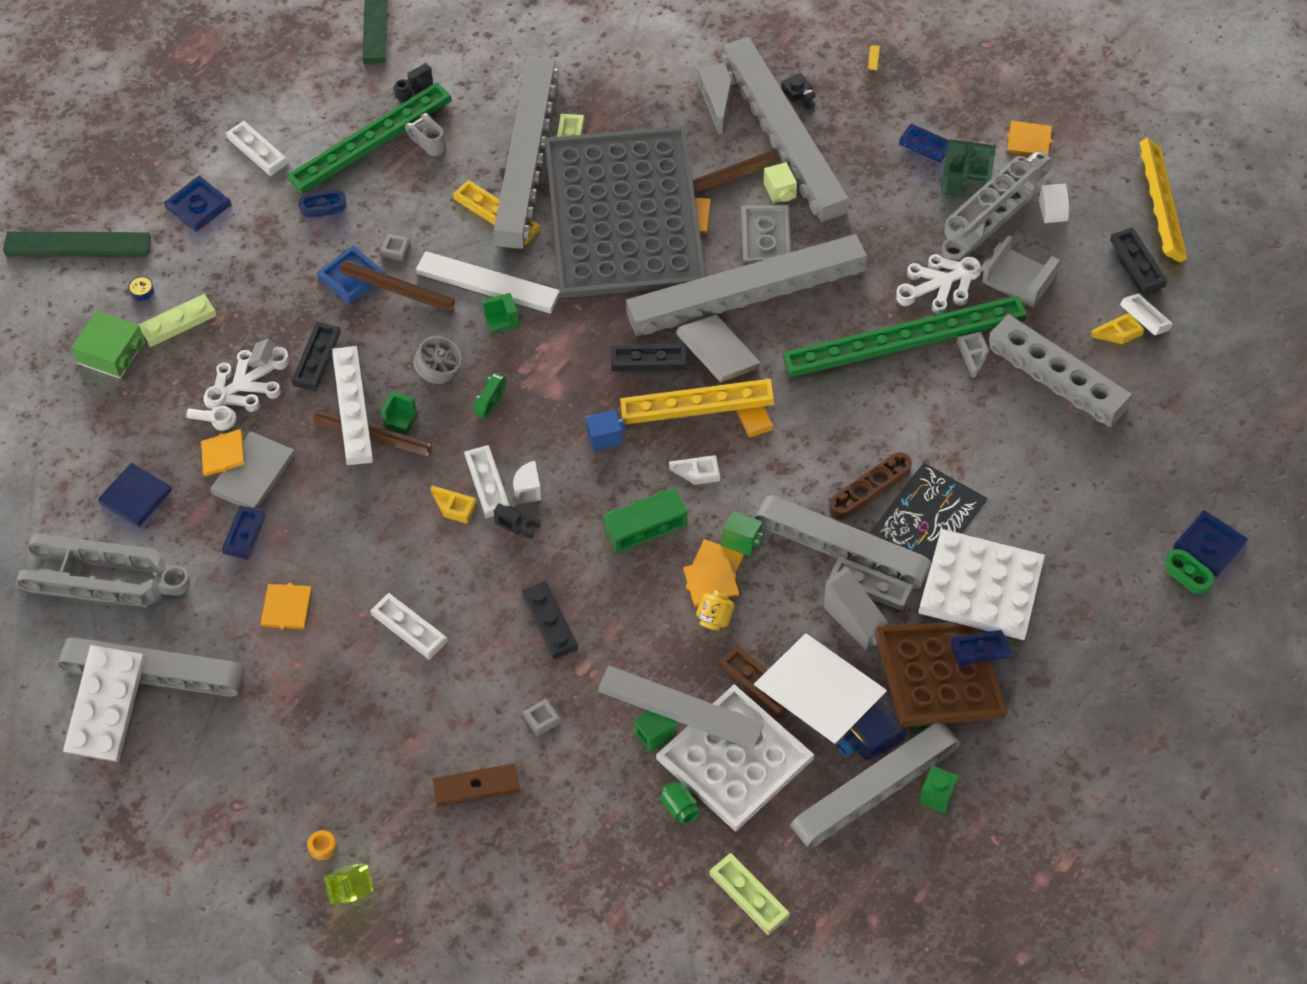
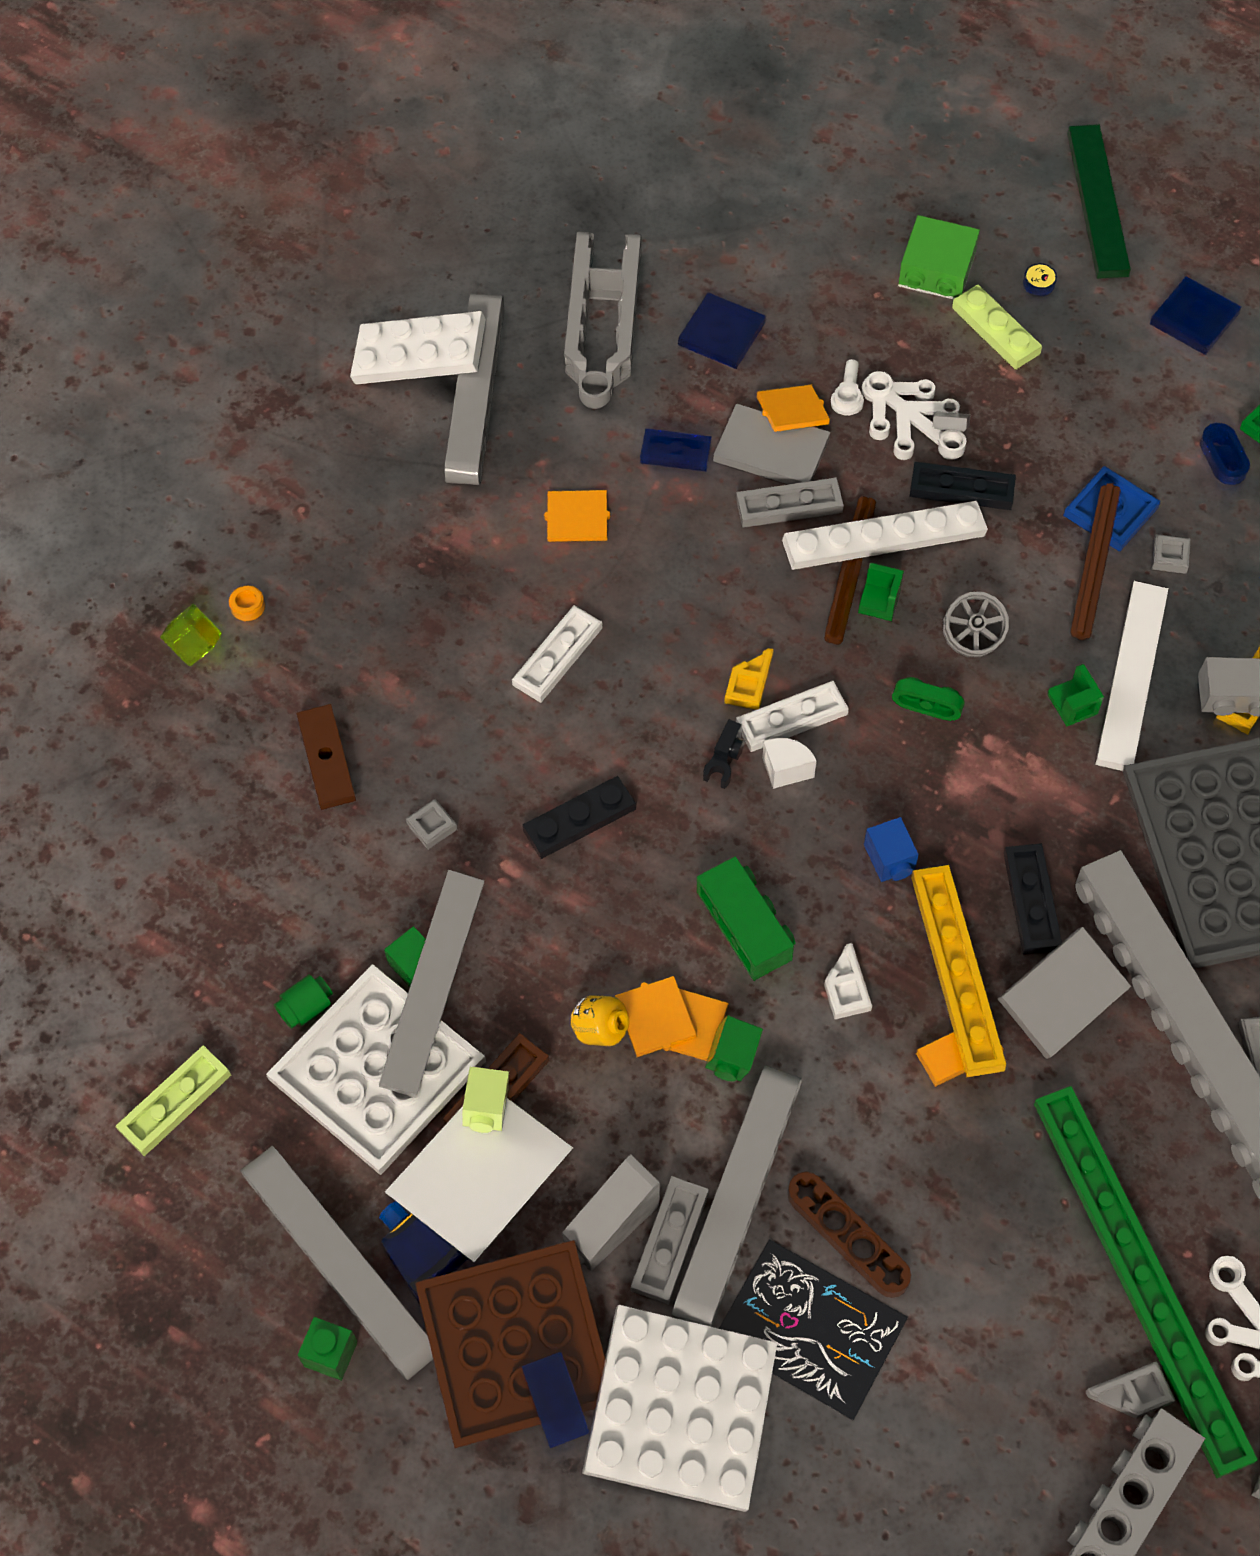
camera: 85 degrees right, 5 degrees up
(308, 463) = (789, 502): none -> light grey plate
(773, 676) = (485, 1099): none -> yellowish green brick

